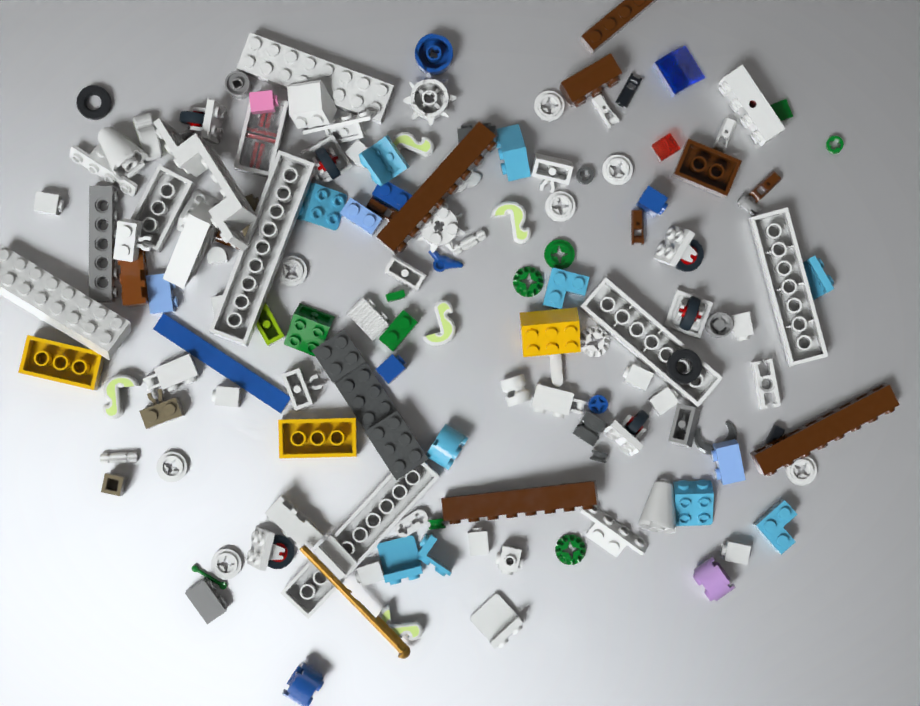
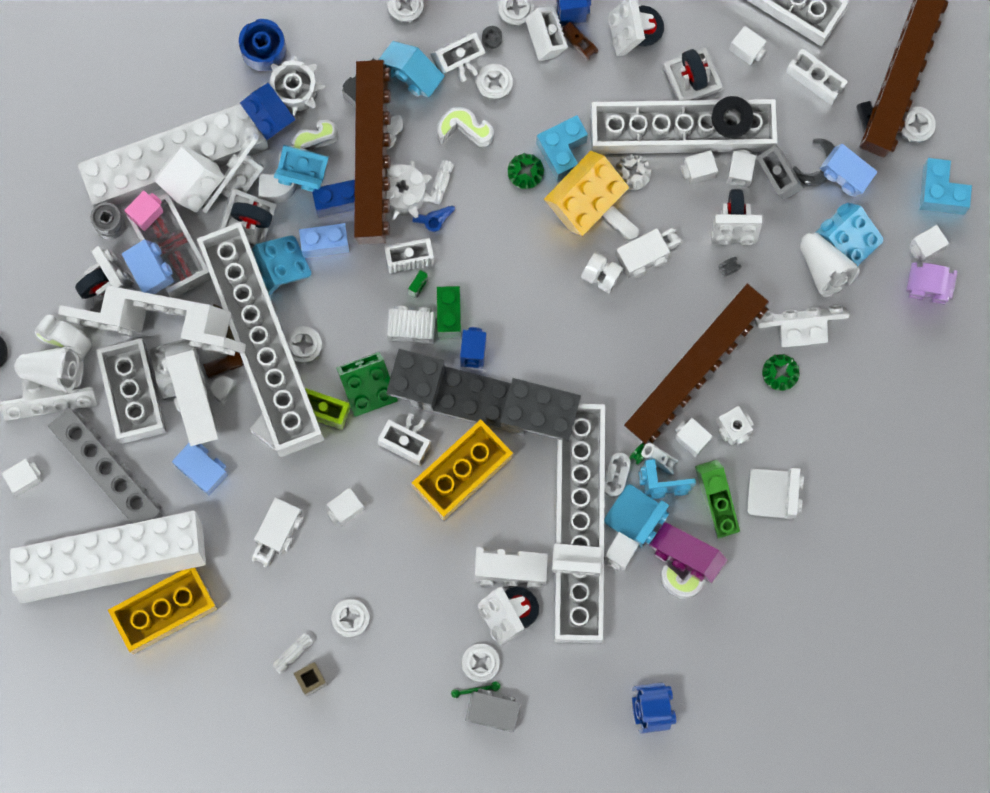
camera: 40 degrees left, 10 degrees down
(113, 394) = (235, 598): white animal -> none
(128, 240) = (127, 437): white brick -> none
(134, 281) = (162, 474): dark orange wedge -> none
(161, 412) = (296, 575): dark tan brick -> none
(222, 363) = (312, 482): blue tile -> none
(233, 141) = (148, 267): none -> light blue brick
(377, 622) = (668, 586): pearl gold bar -> none
(380, 208) = (336, 218): reddish brown bar -> none
(396, 103) = (267, 111): none -> blue brick
(407, 612) = (687, 553): none -> magenta brick
(444, 537) = (663, 460): none -> white bar
(446, 325) = (486, 270): animal -> none
(446, 446) = (587, 373): medium azure brick -> none
(459, 592) = (717, 498): none -> bright green slope
(565, 247) = (531, 113): green gear -> none
(590, 428) = (699, 244): dark grey wheel -> none
(600, 404) = (689, 218): blue wheel -> none
(619, 205) = (546, 33): none -> white brick
(719, 325) = (729, 60): light grey wheel -> none

